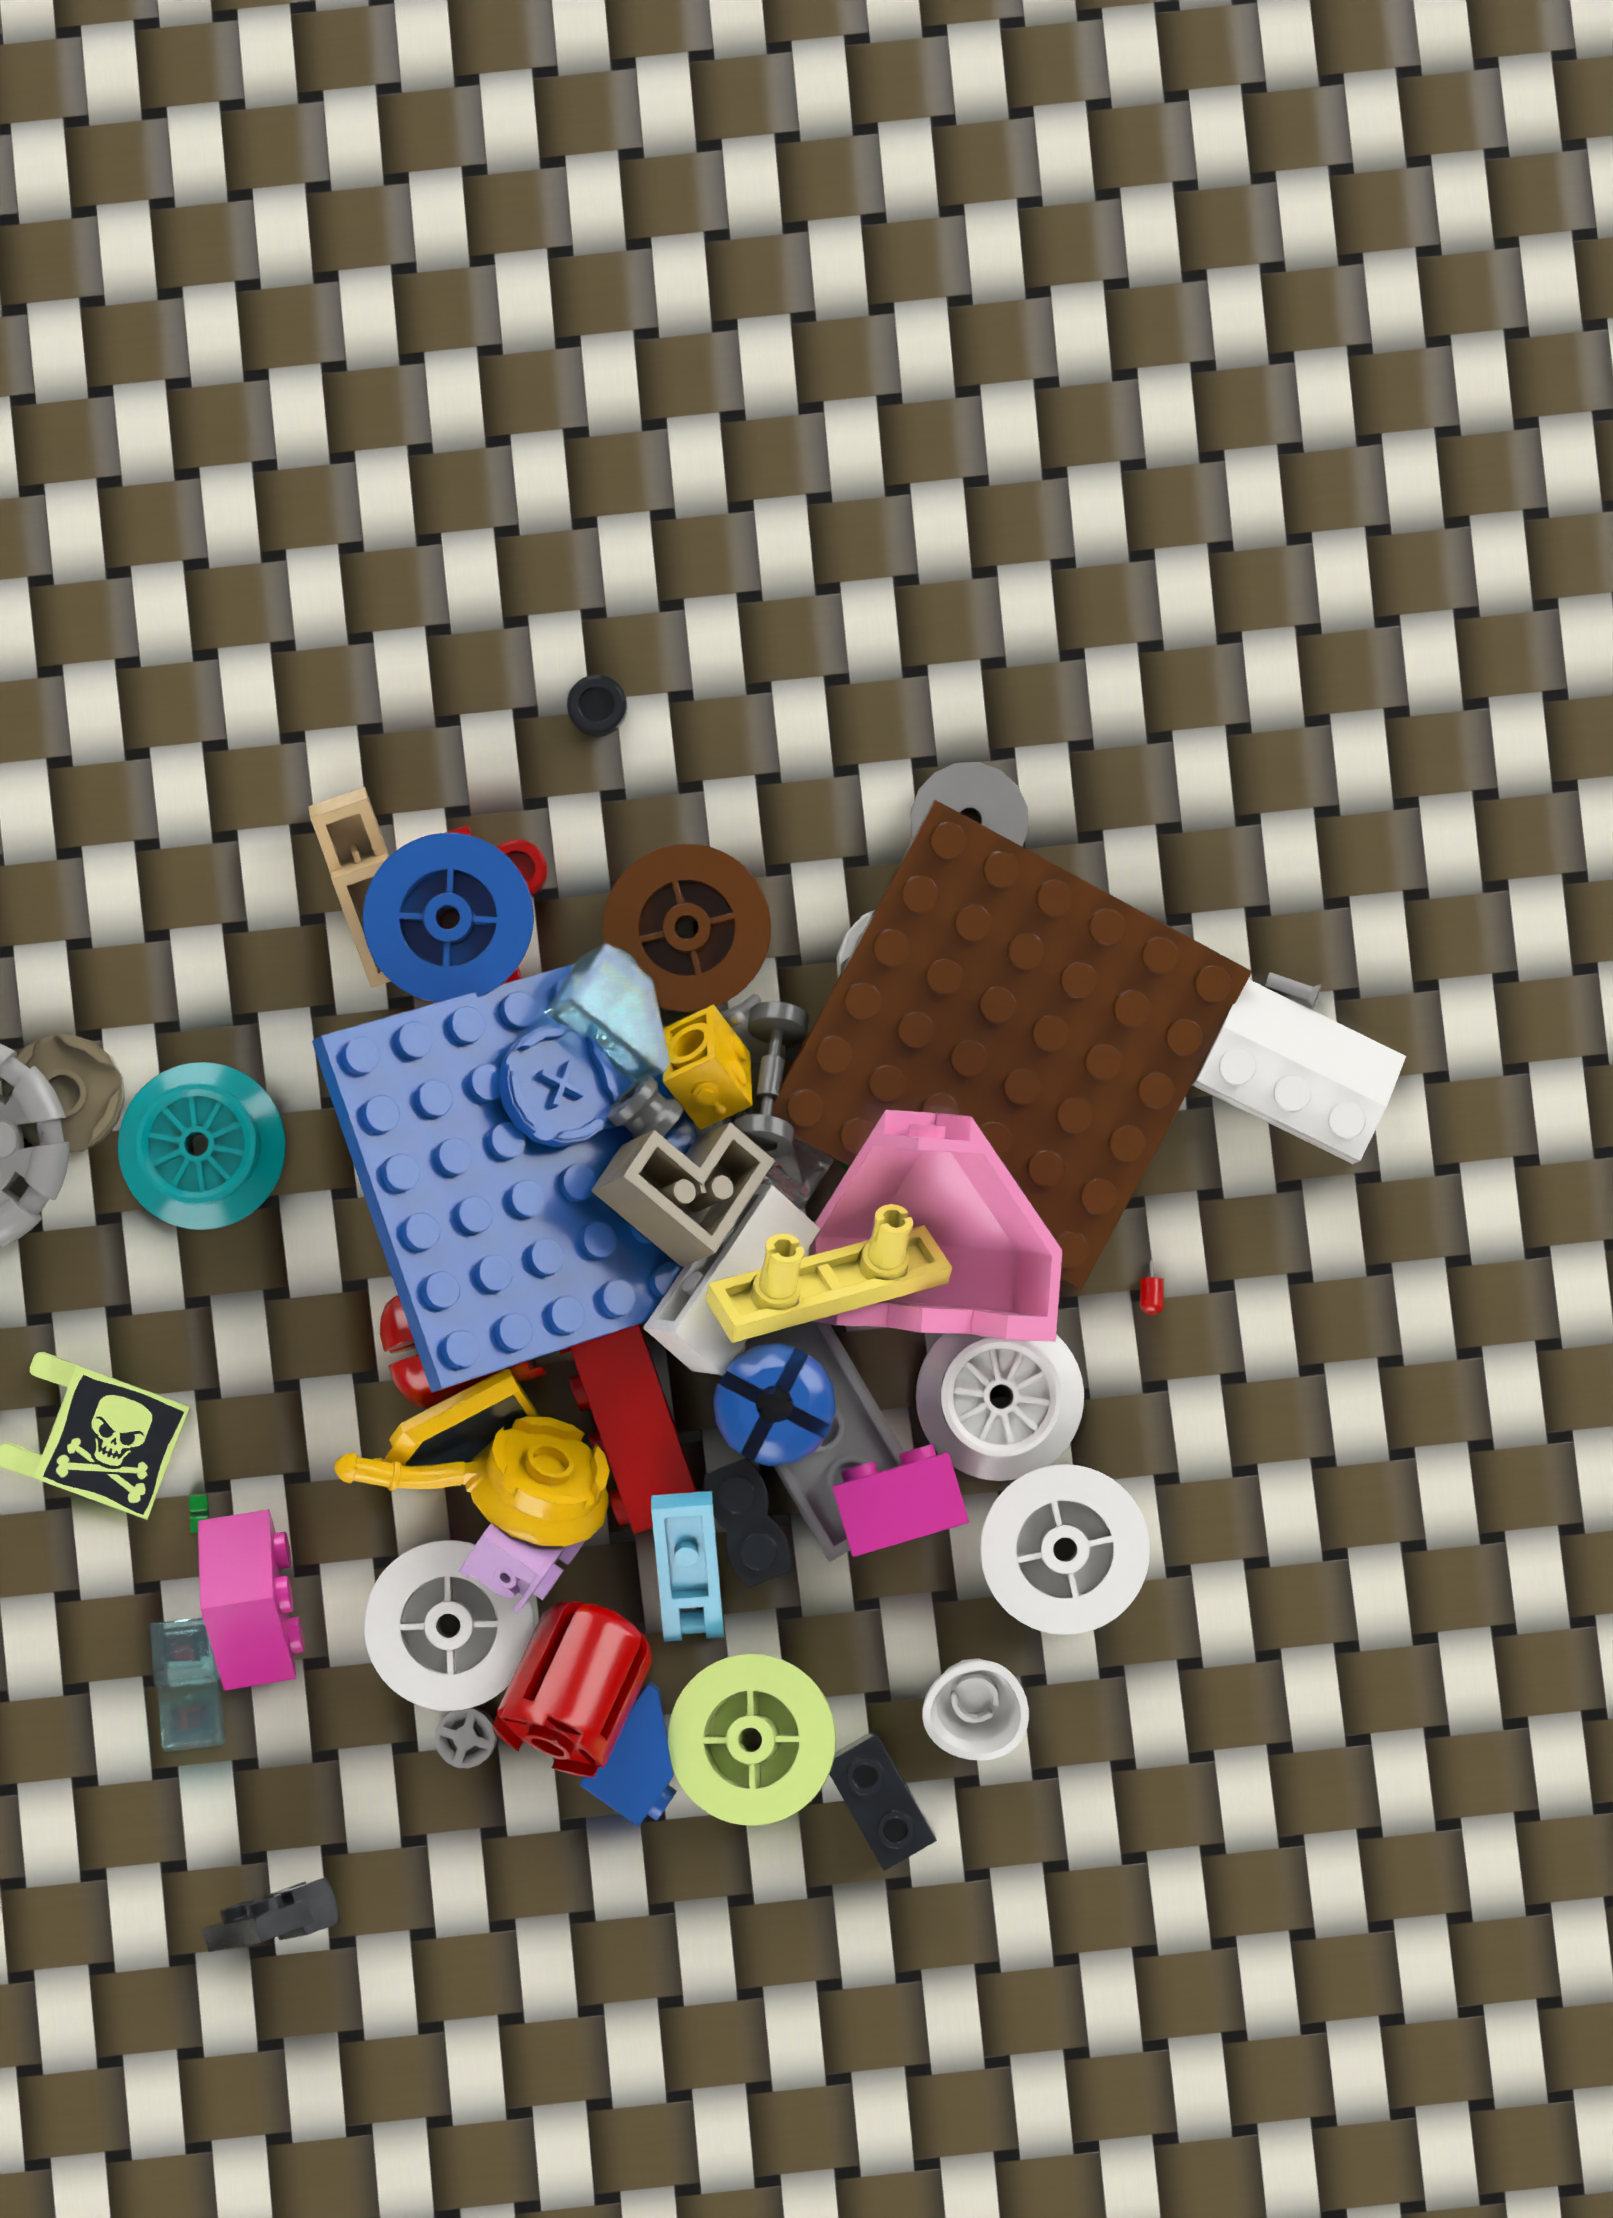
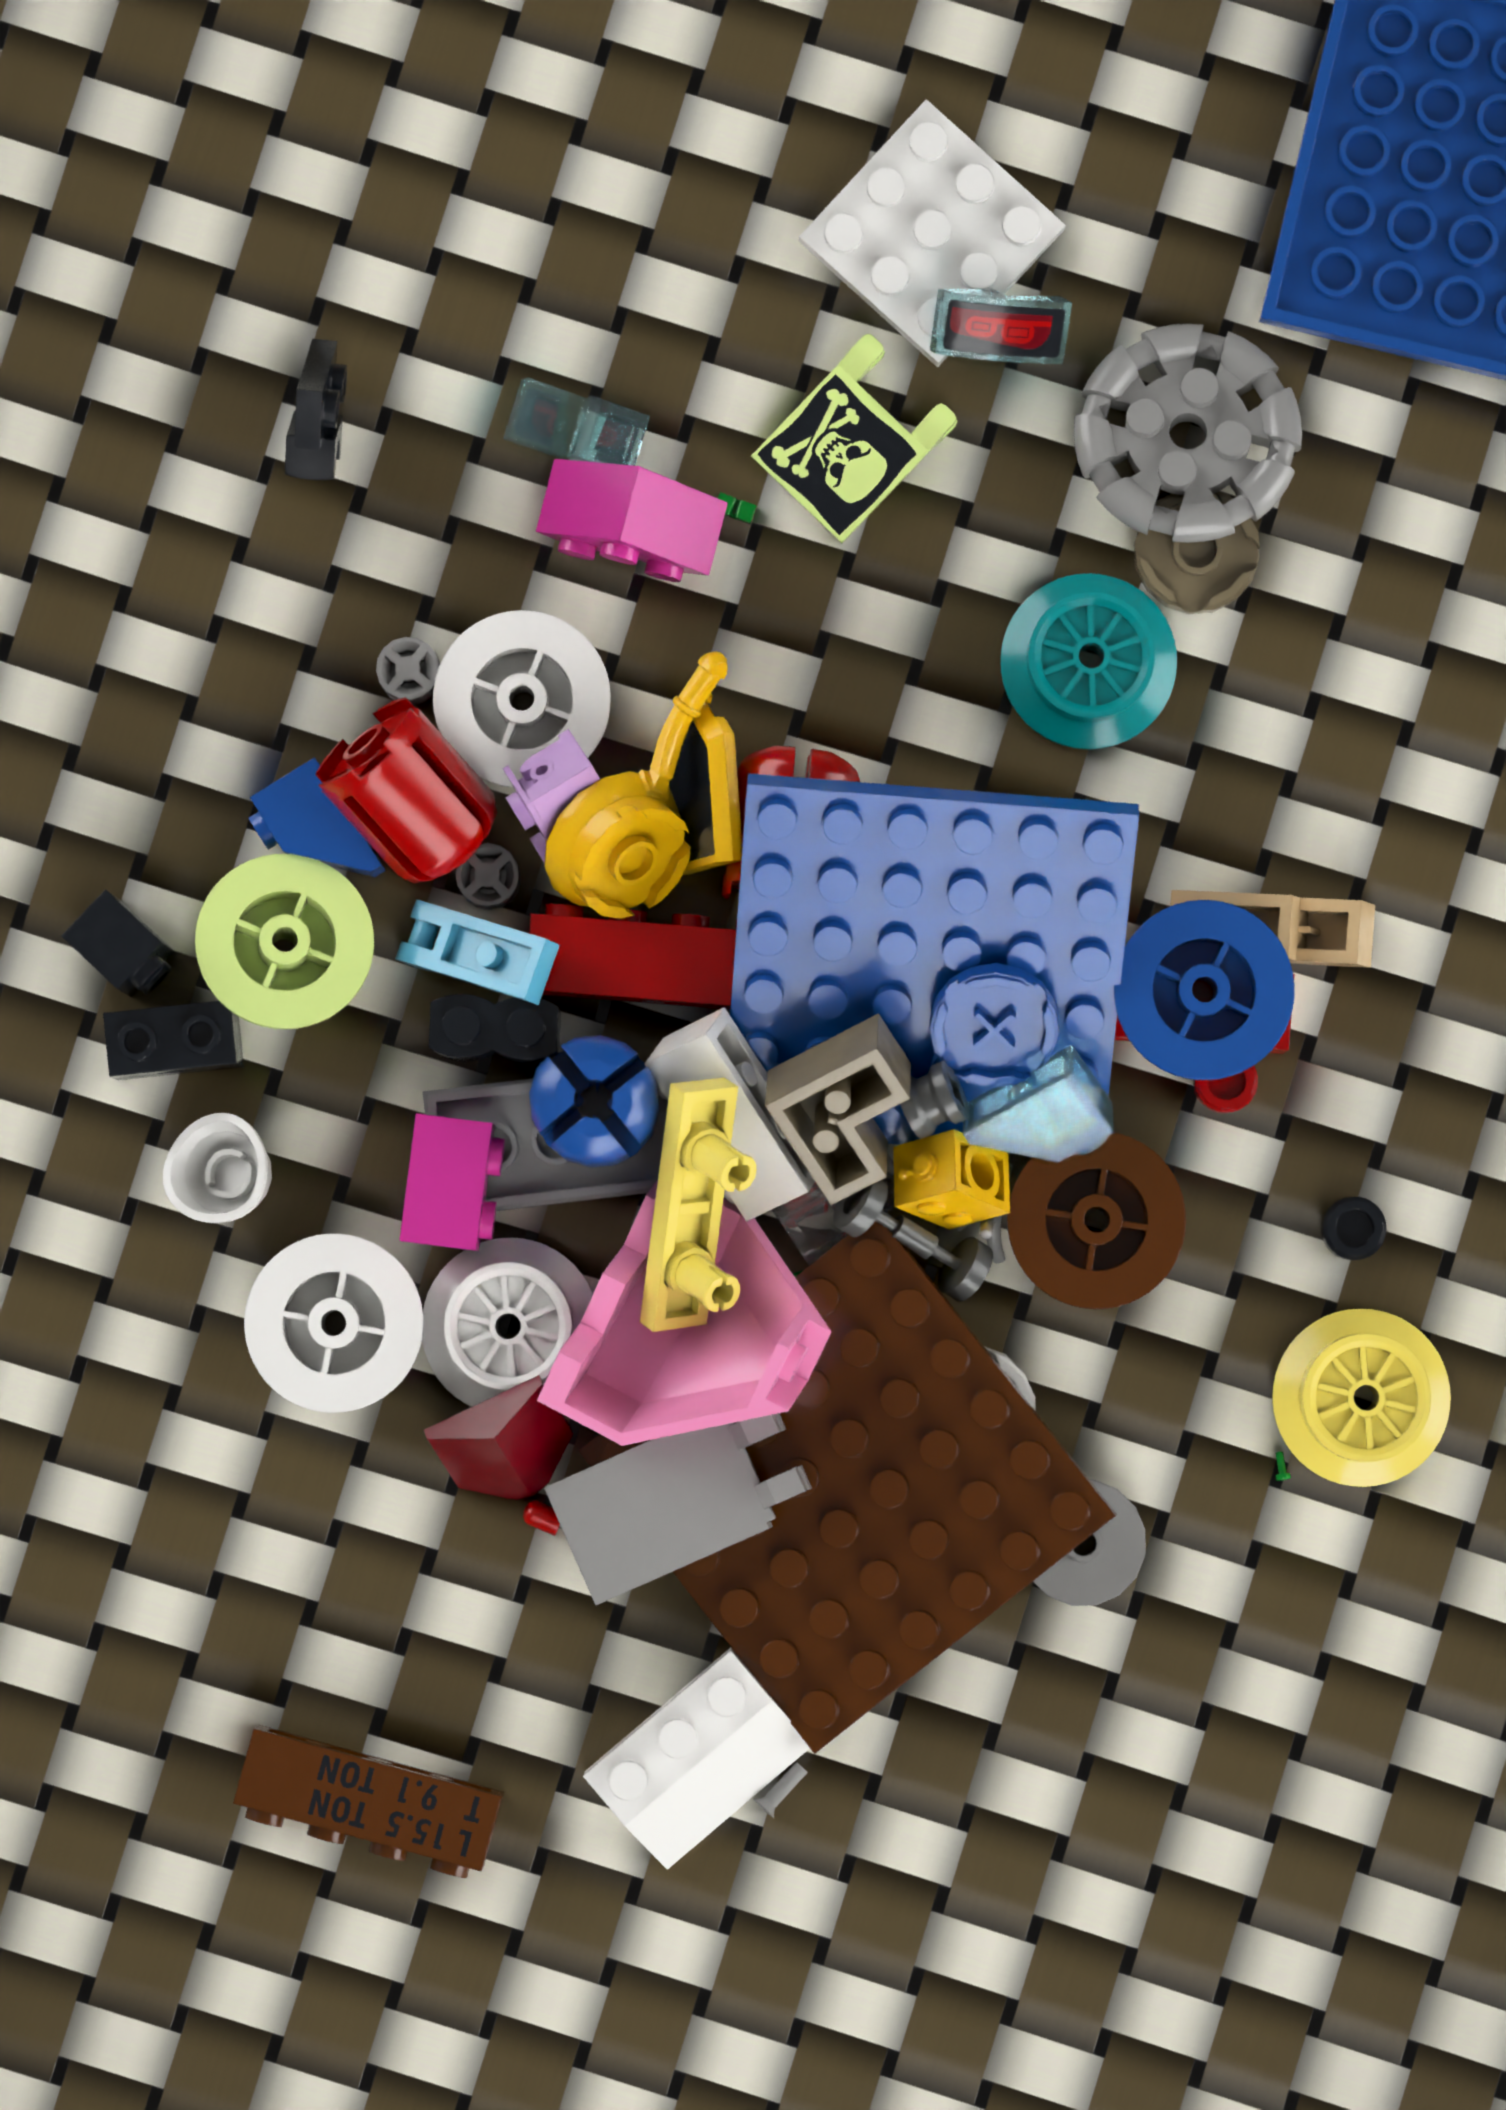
camera: 110 degrees right, 0 degrees up
(614, 1591) = (488, 862): none -> flat silver wheel
(746, 676) = (1318, 1387): none -> light yellow piece
(818, 1882) = (120, 945): none -> black brick
(831, 678) = (1283, 1475): none -> green piece
(1095, 1189) = (669, 1504): none -> light grey tile
(1103, 1355) = (503, 1443): none -> dark red slope
(1460, 1338) = (368, 1799): none -> reddish brown brick

